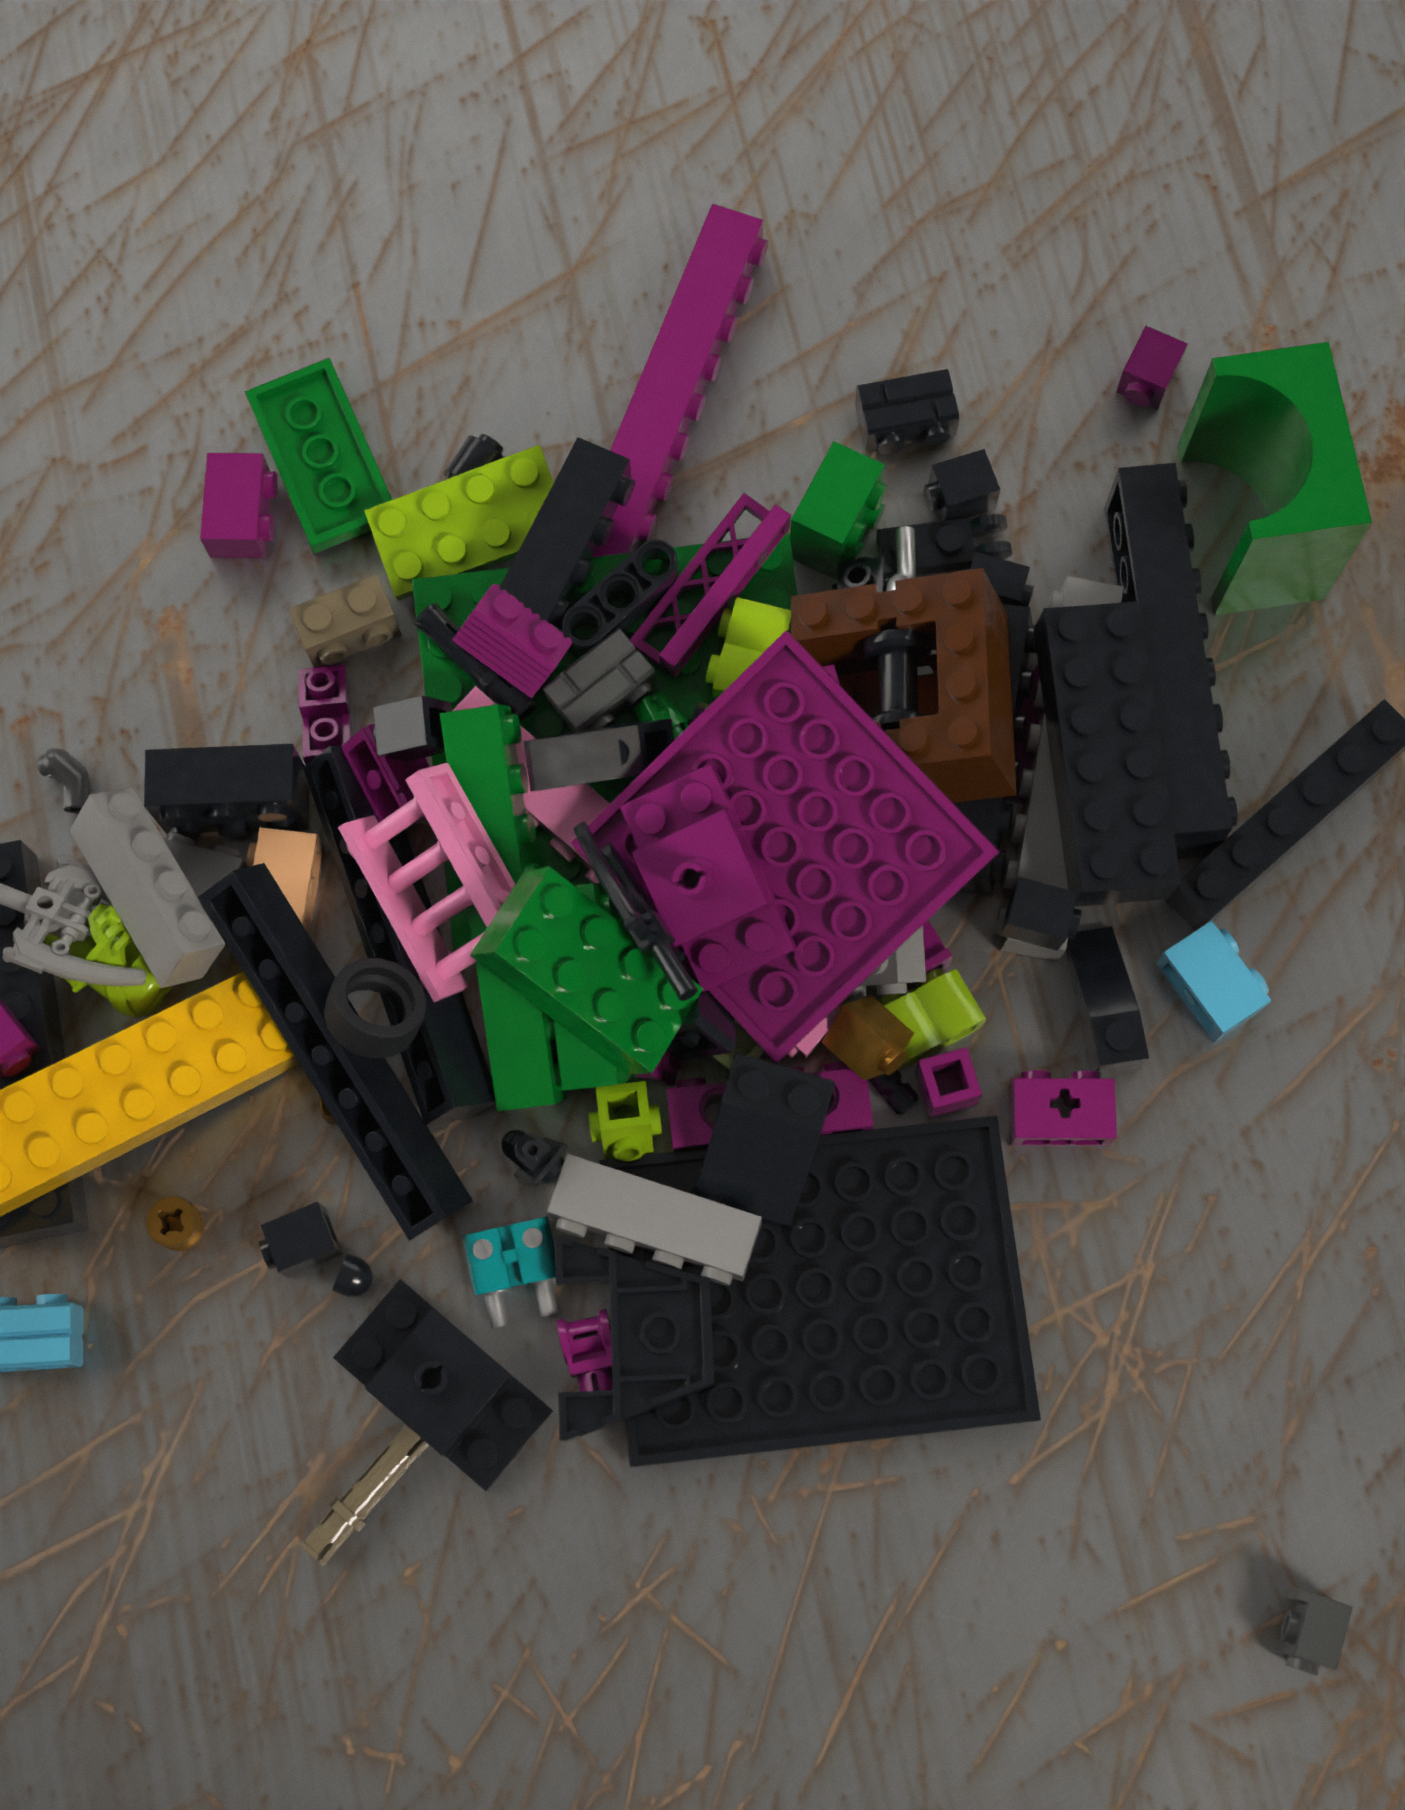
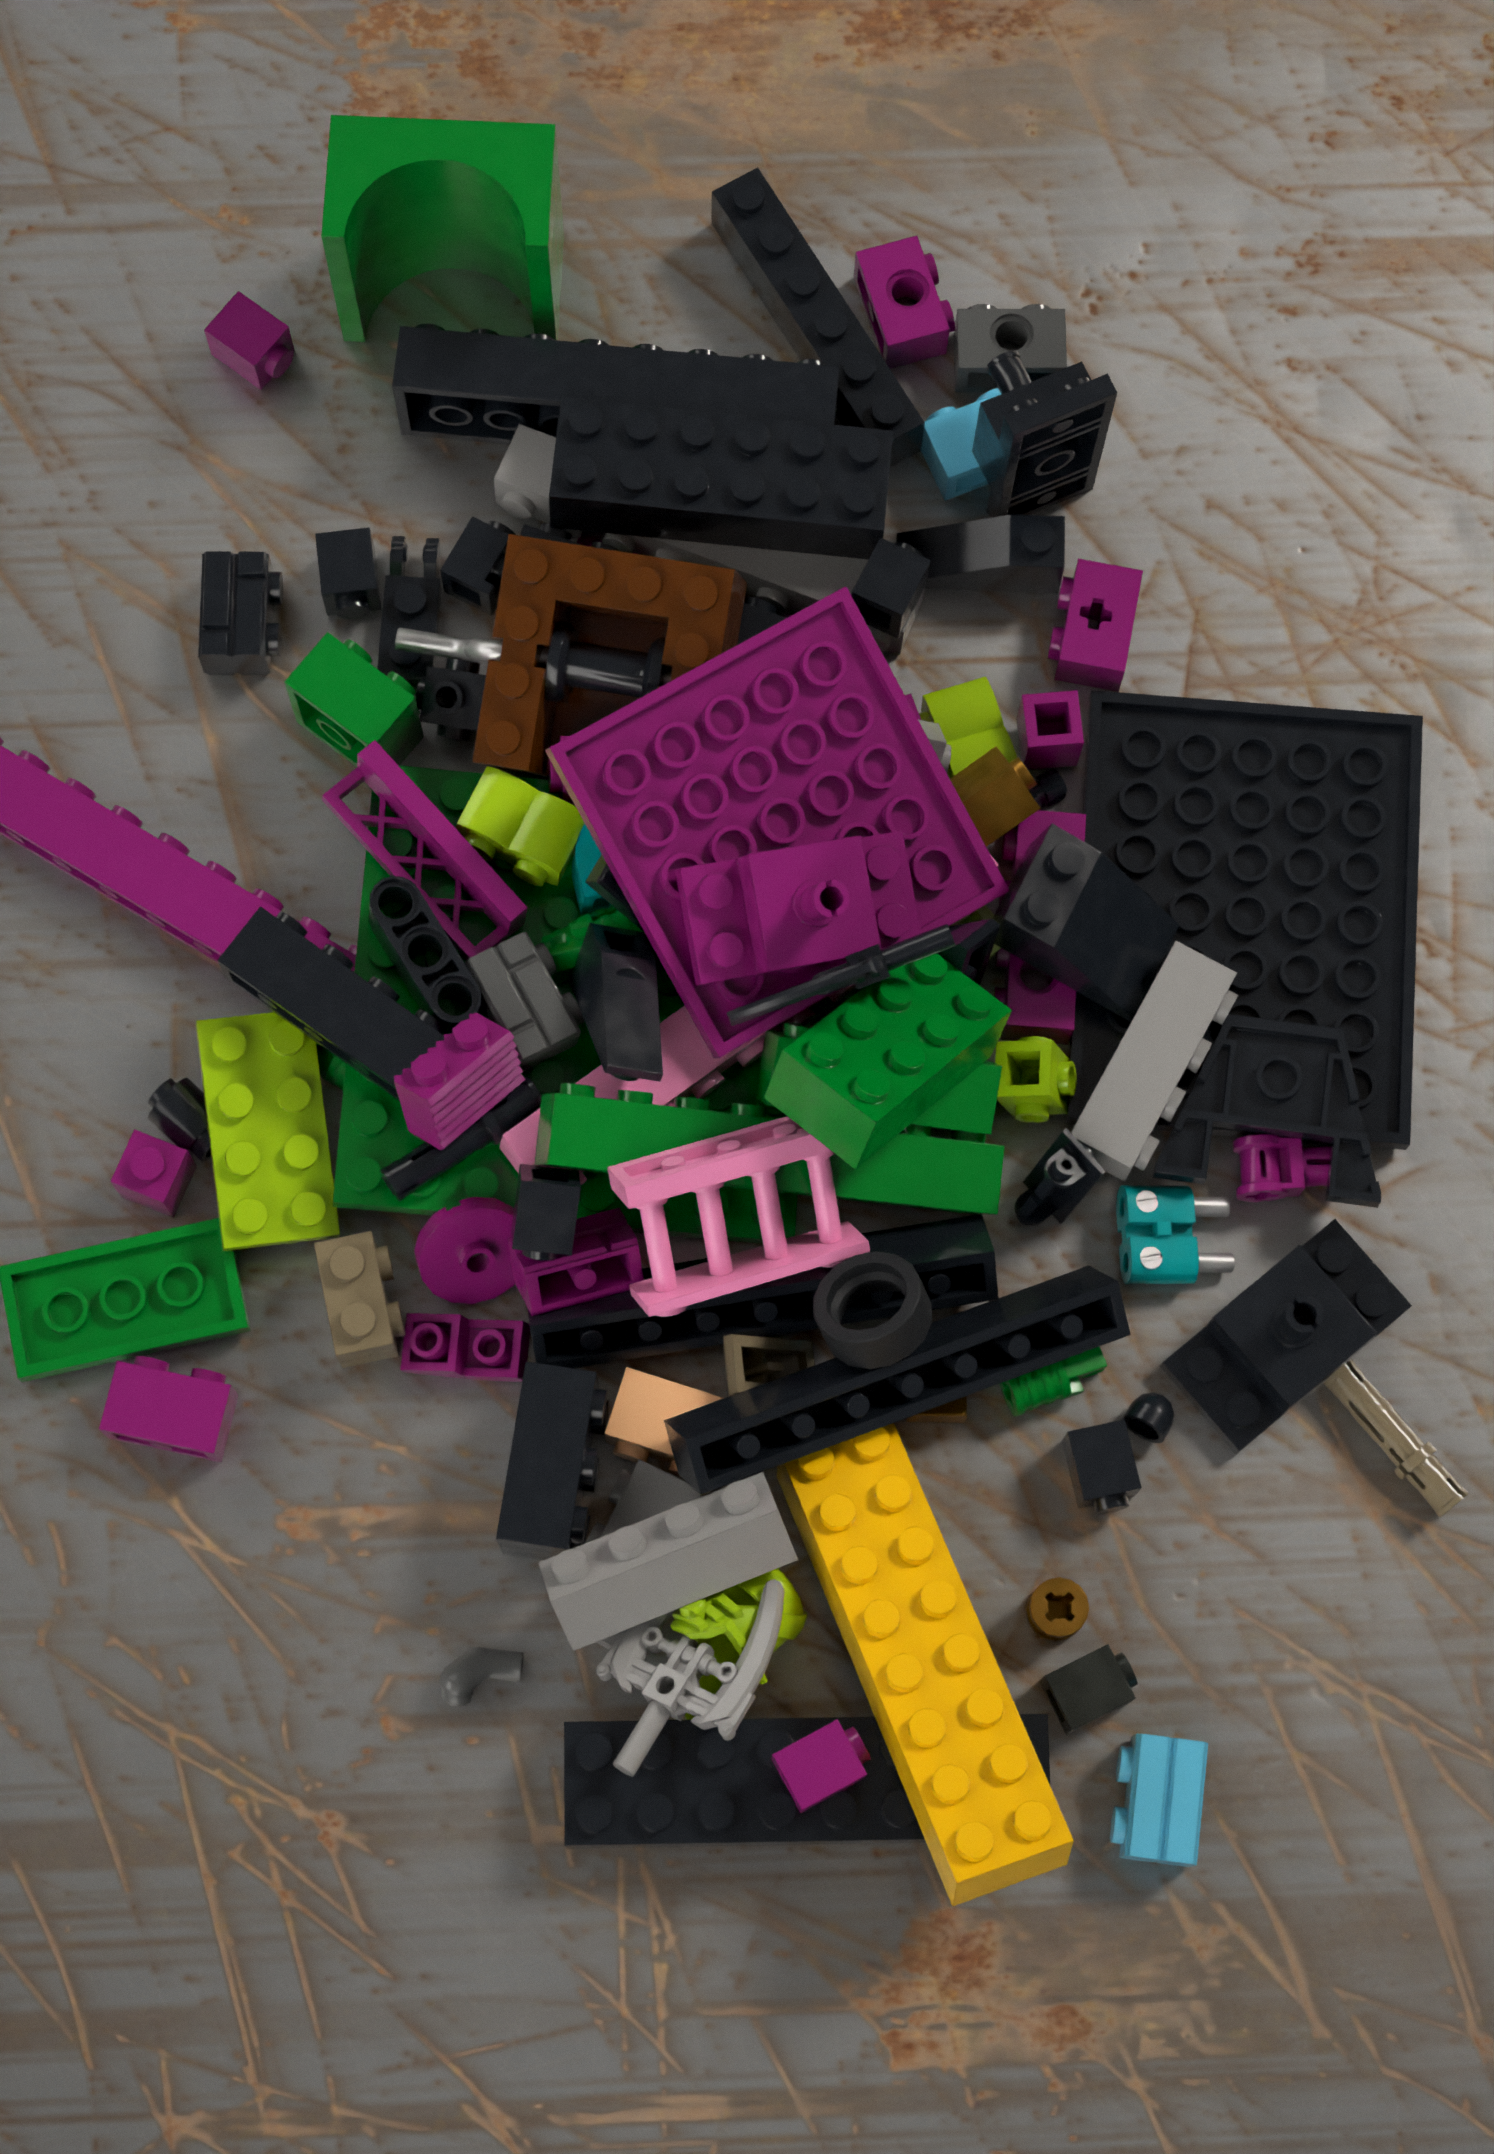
camera: 85 degrees left, 0 degrees up
(110, 1260) = (1089, 1688): none -> pearl dark grey brick
(335, 935) = (758, 1360): none -> dark tan slope
(362, 1186) = (1052, 1382): none -> green hinge
(390, 679) = (456, 1235): none -> magenta plate
(421, 450) = (153, 1173): none -> magenta brick
(1211, 1013) = (1041, 435): none -> black brick
(1302, 1016) = (983, 326): none -> dark grey brick
(1349, 867) = (902, 331): none -> magenta brick

